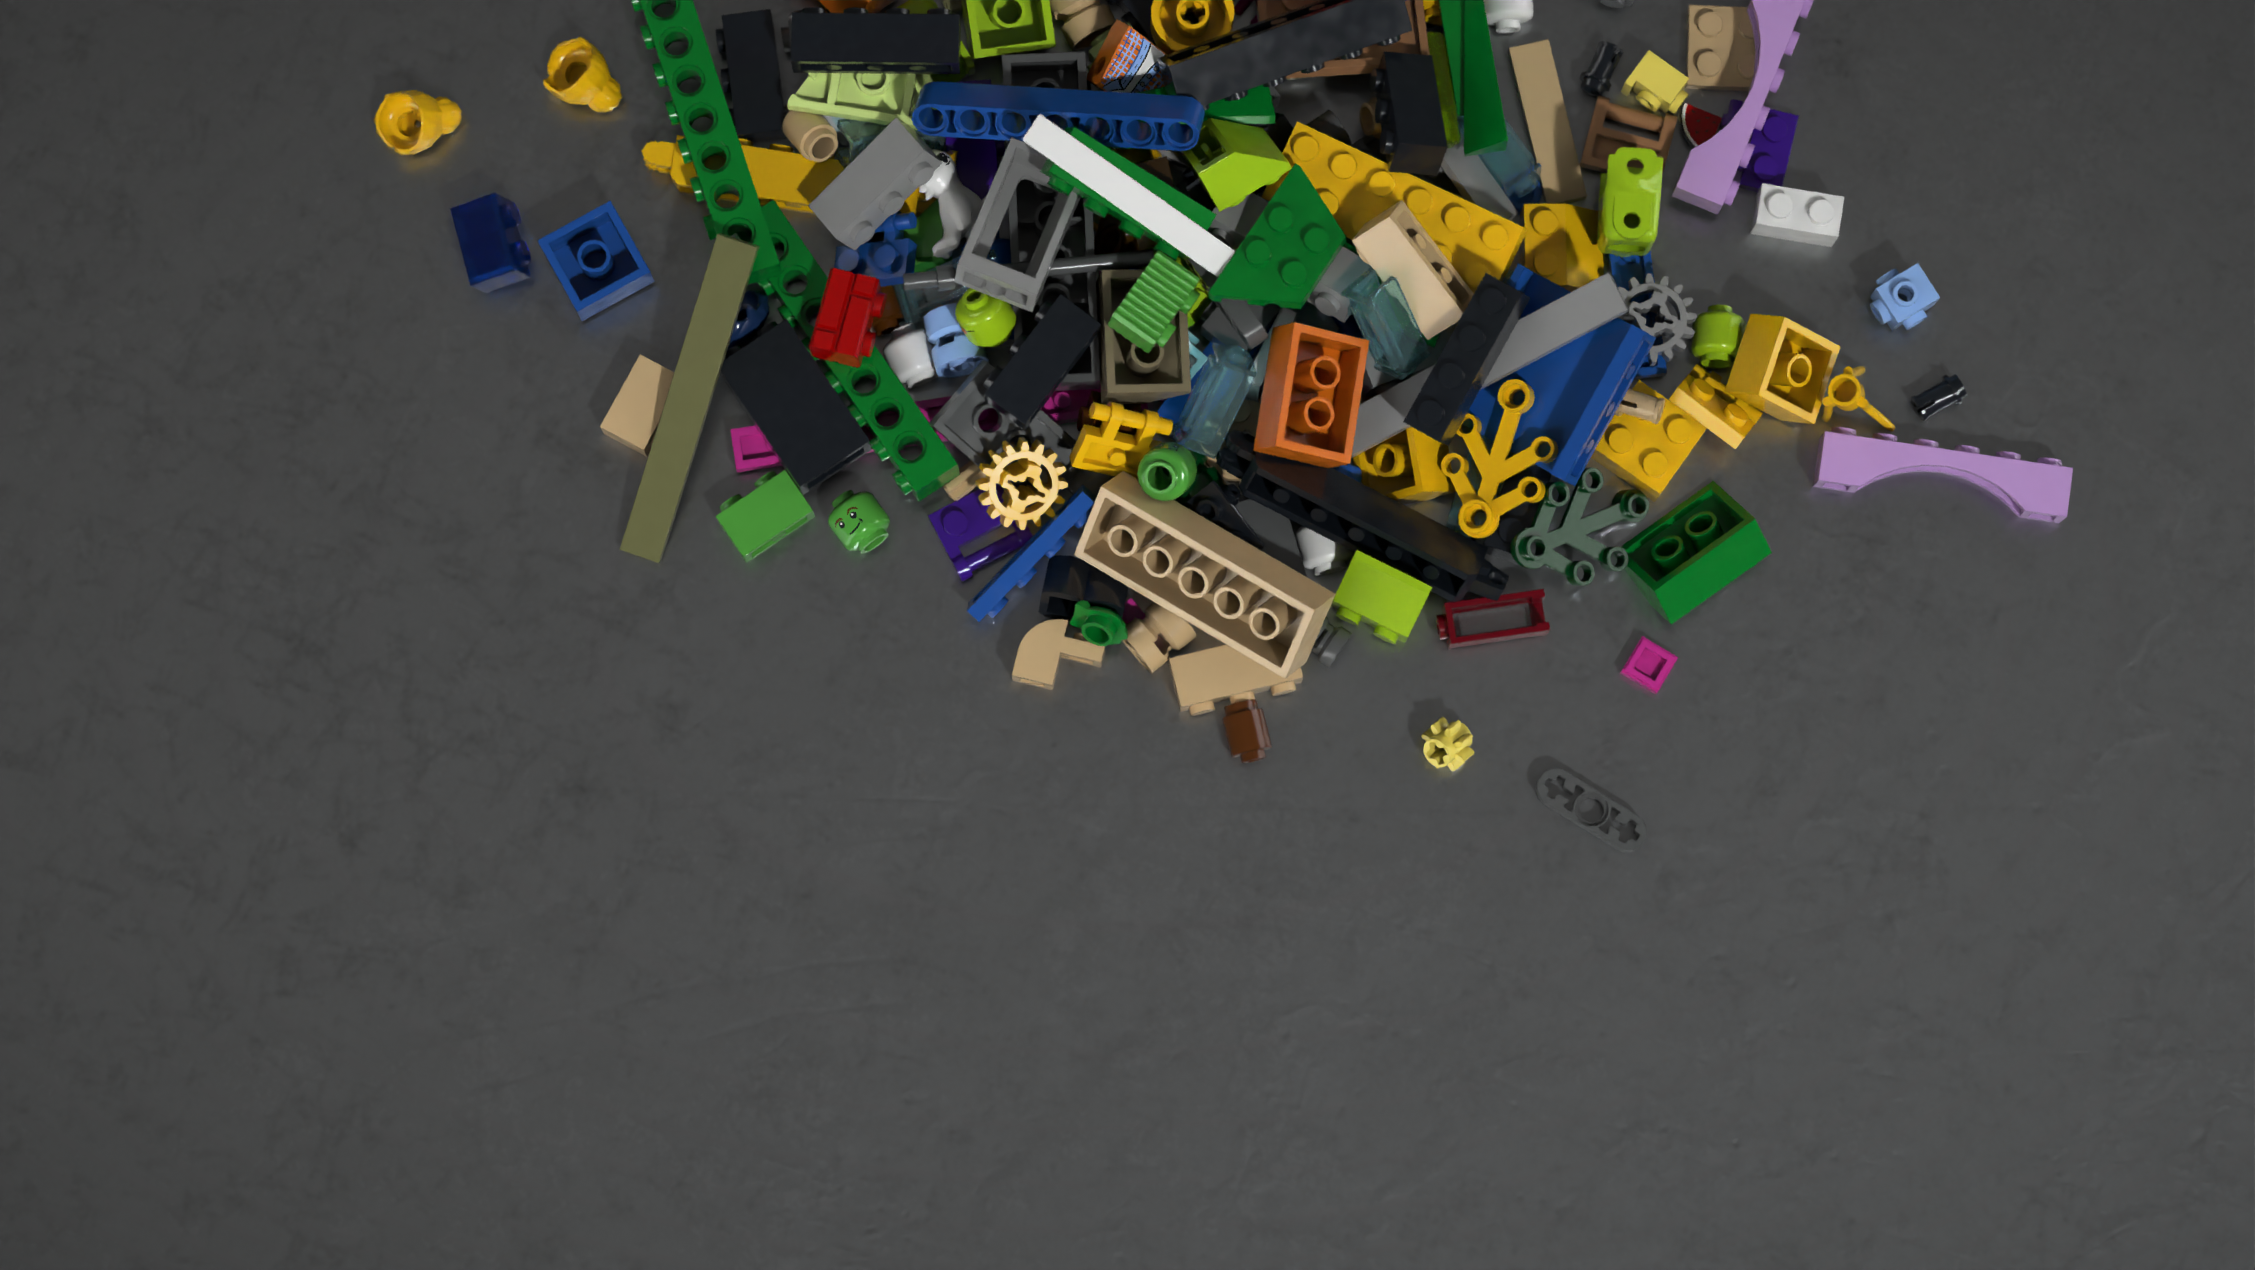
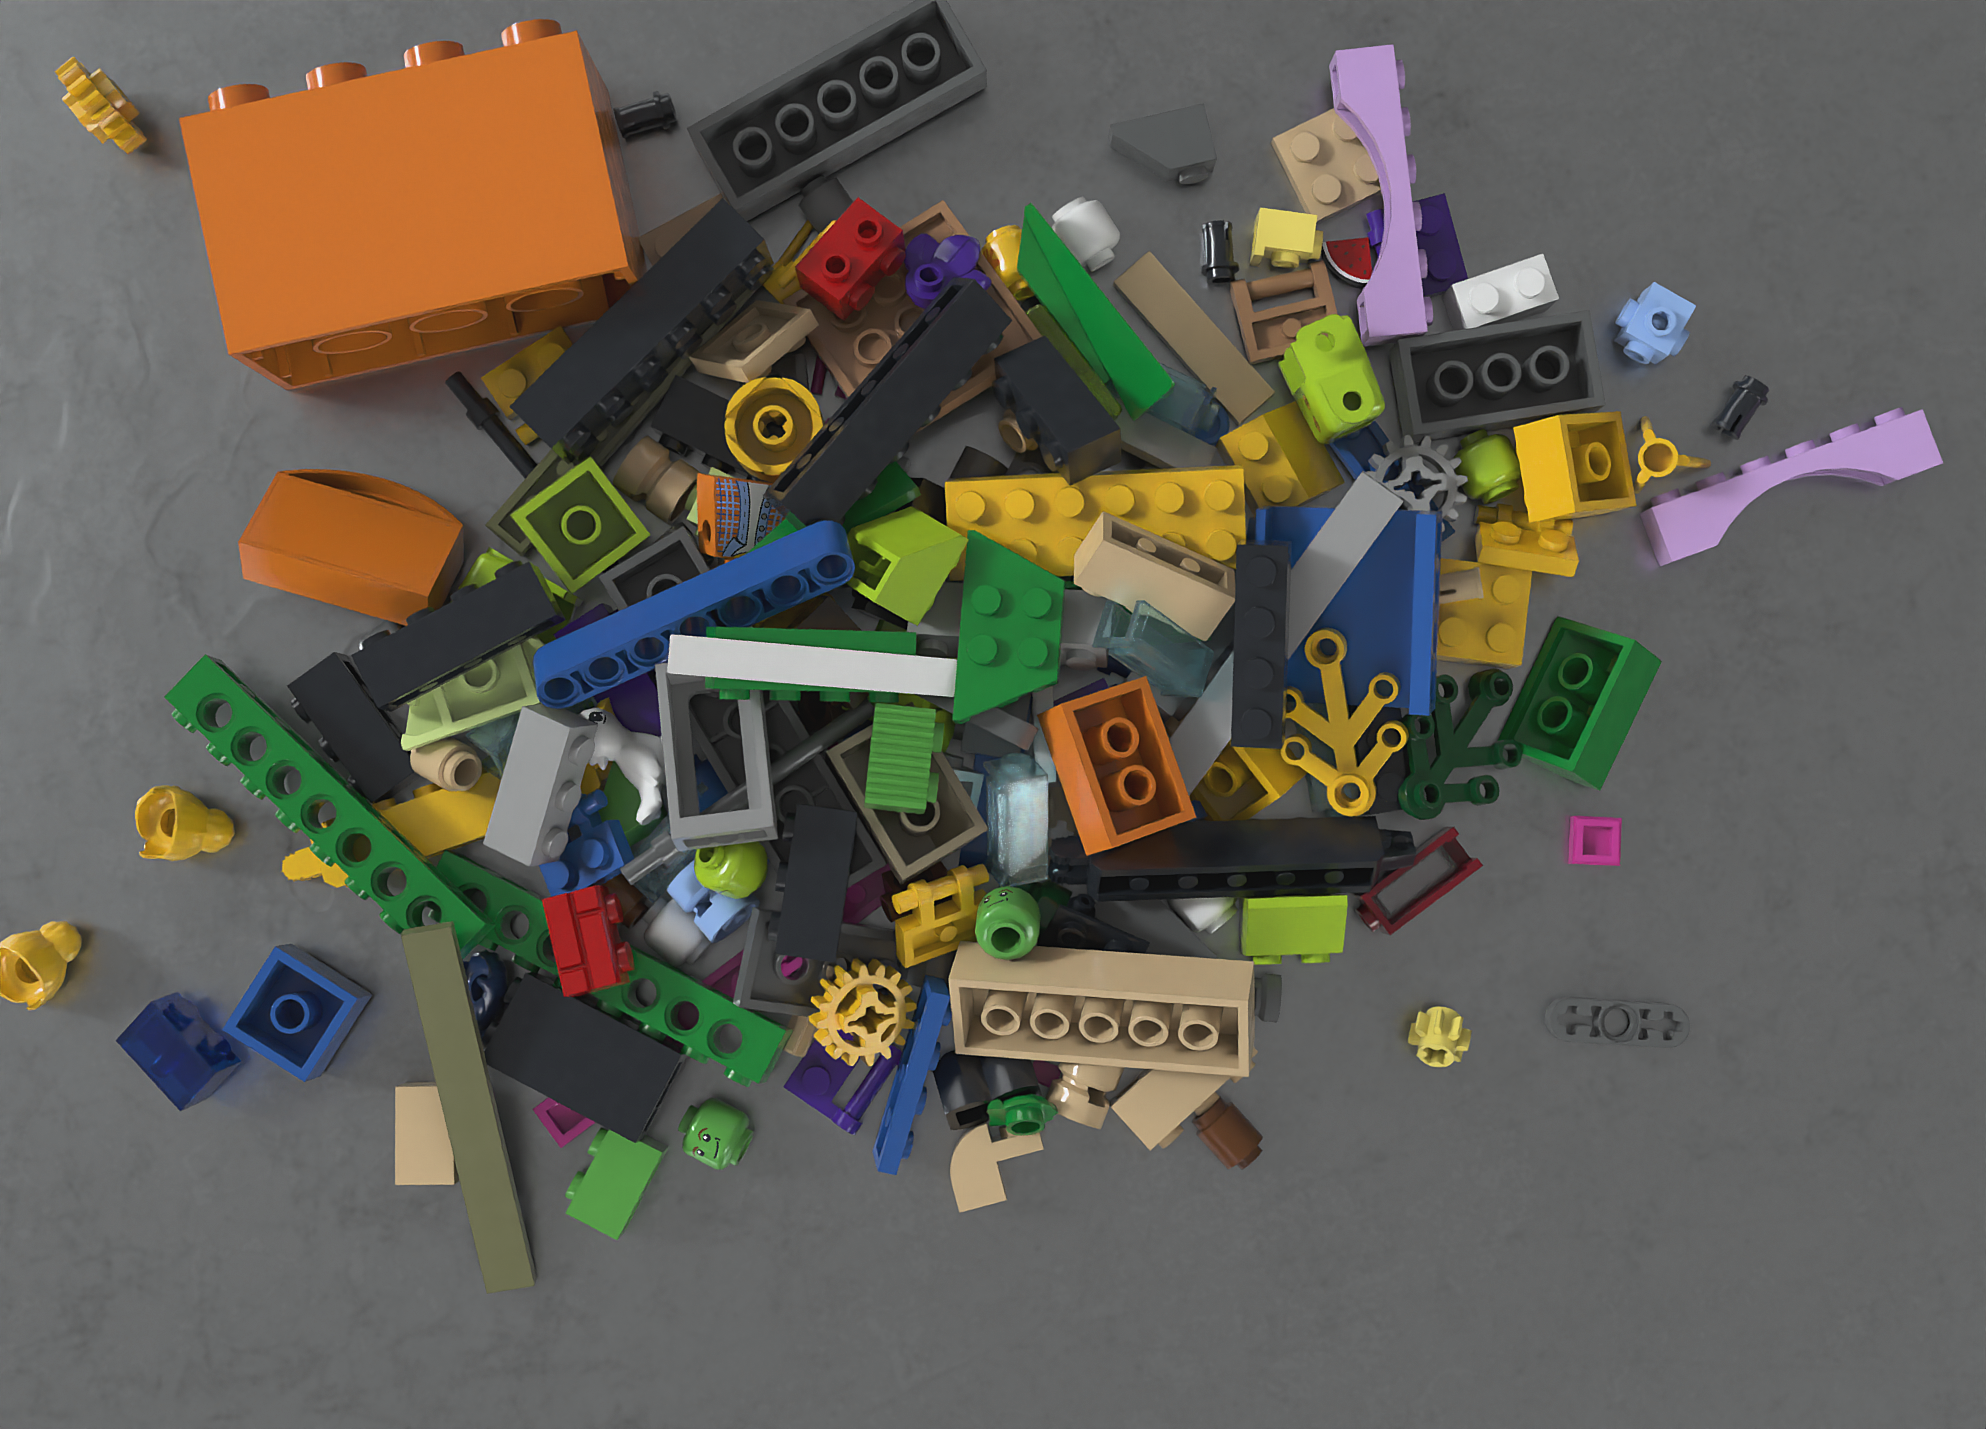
camera: 25 degrees left, 5 degrees up
(1760, 269) = (1496, 376): none -> dark grey brick

